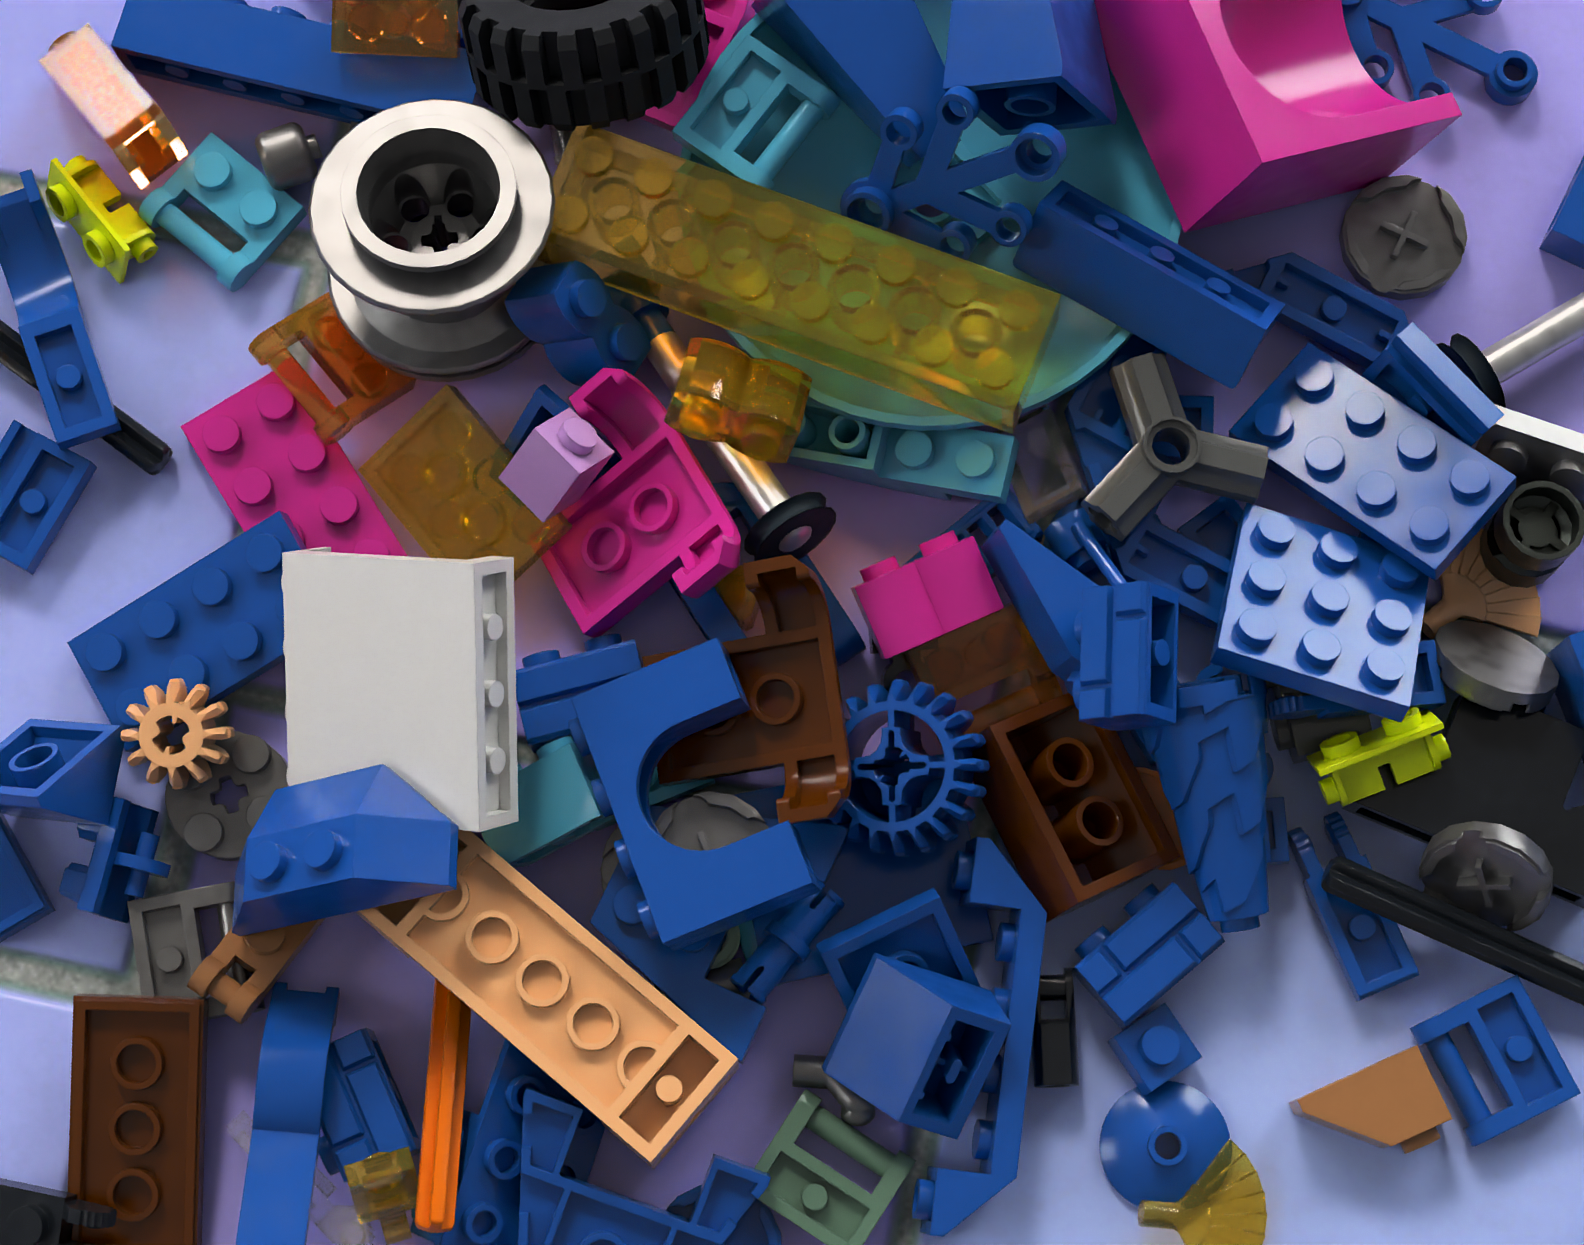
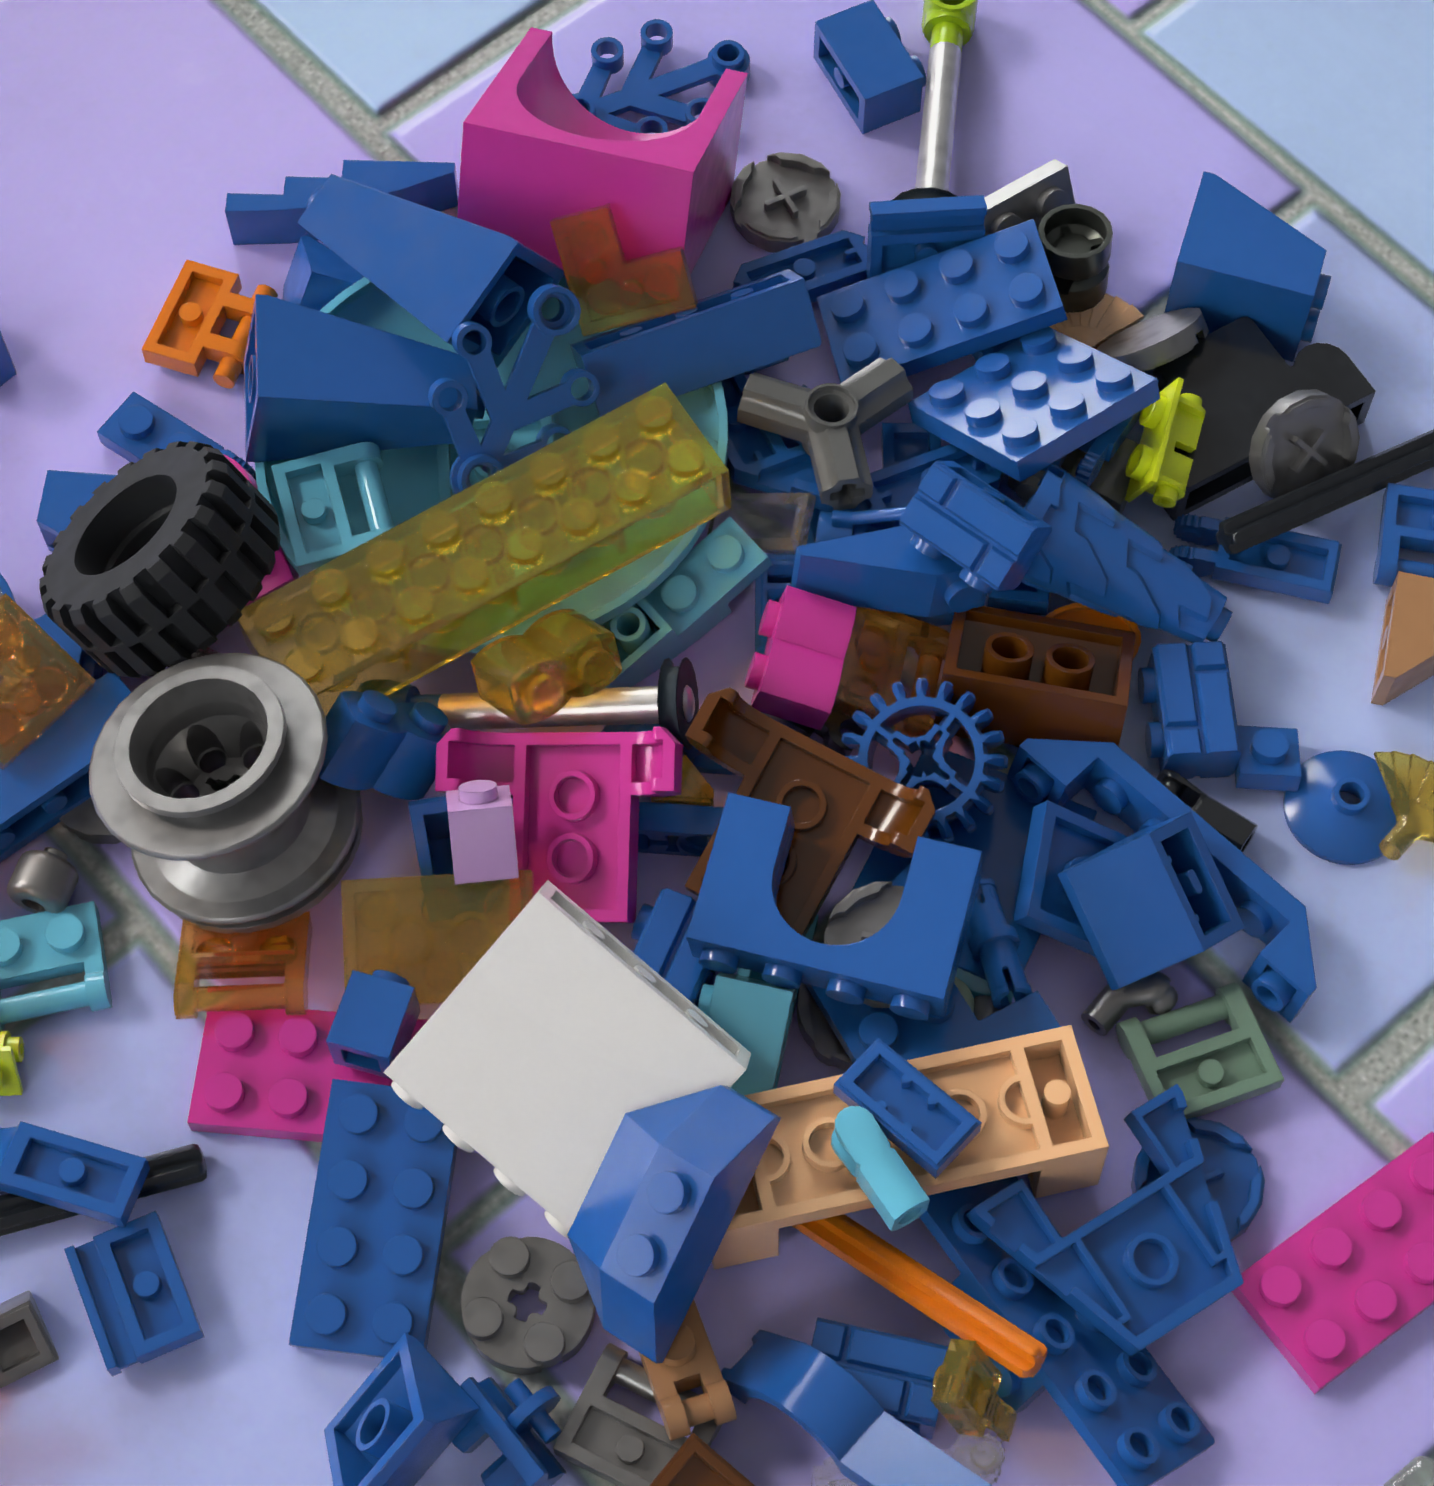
camera: 60 degrees left, 15 degrees down
(156, 725) = (471, 1277): light nougat gear -> none
(347, 505) = (373, 1021): none -> blue brick
(486, 992) = (877, 1168): none -> medium azure bar
(555, 979) = (908, 1107): none -> blue plate
(1133, 173) = (607, 285): none -> clear orange plate

